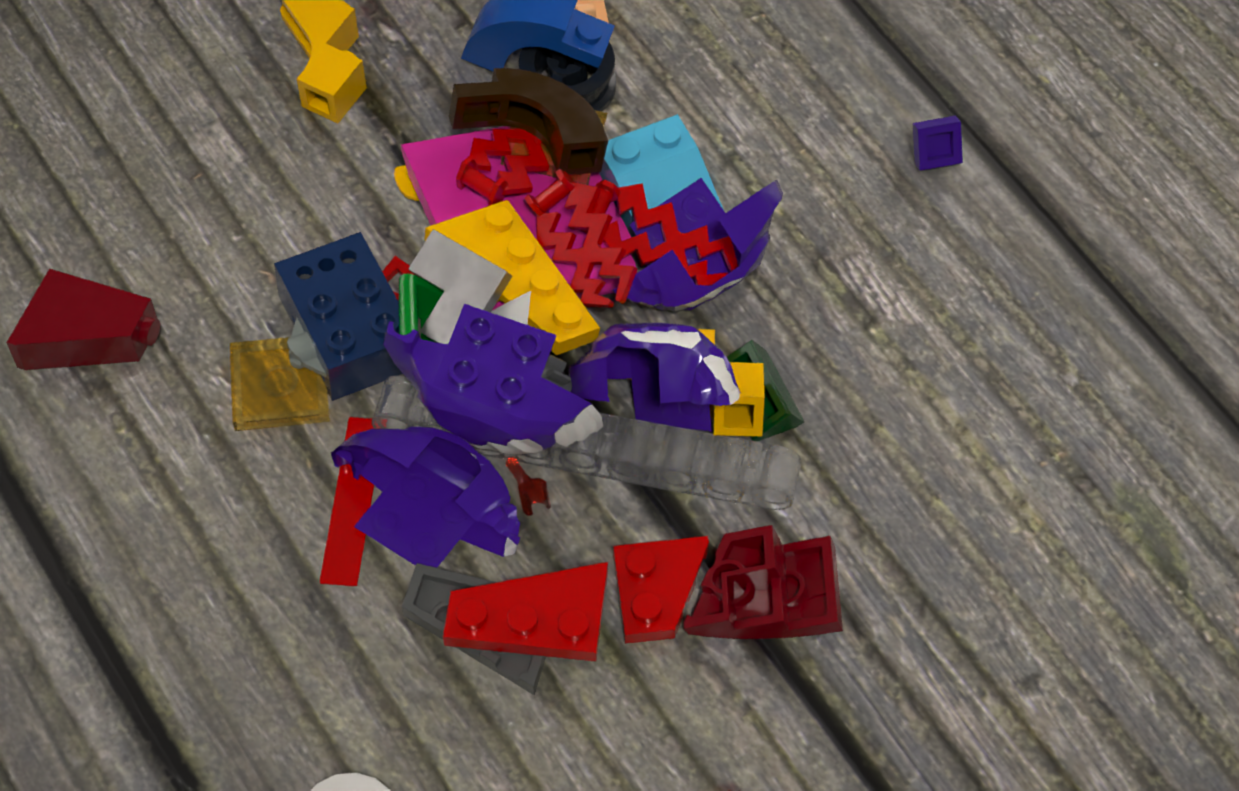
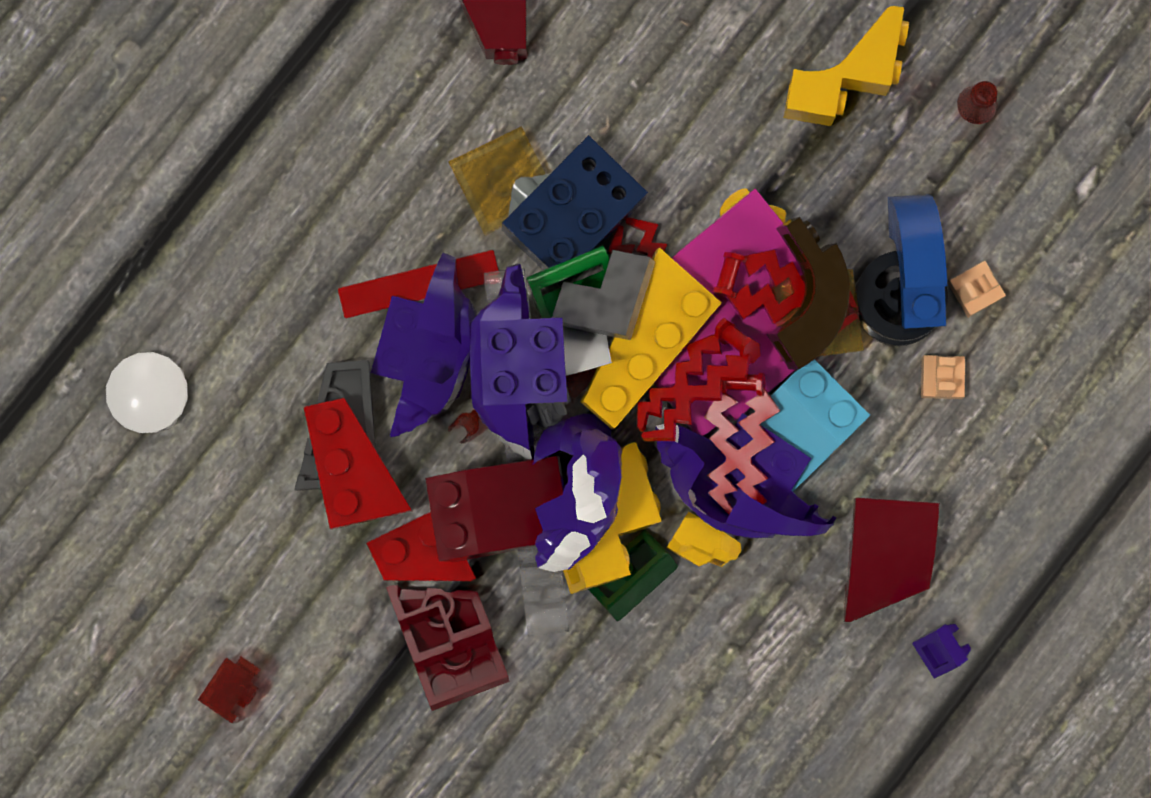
camera: 70 degrees right, 25 degrees up
(642, 470) = (491, 507): none -> dark red slope
(660, 67) = (943, 377): none -> light nougat tile
(747, 309) = (703, 543): none -> yellow rock
(824, 153) = (889, 553): none -> dark red slope

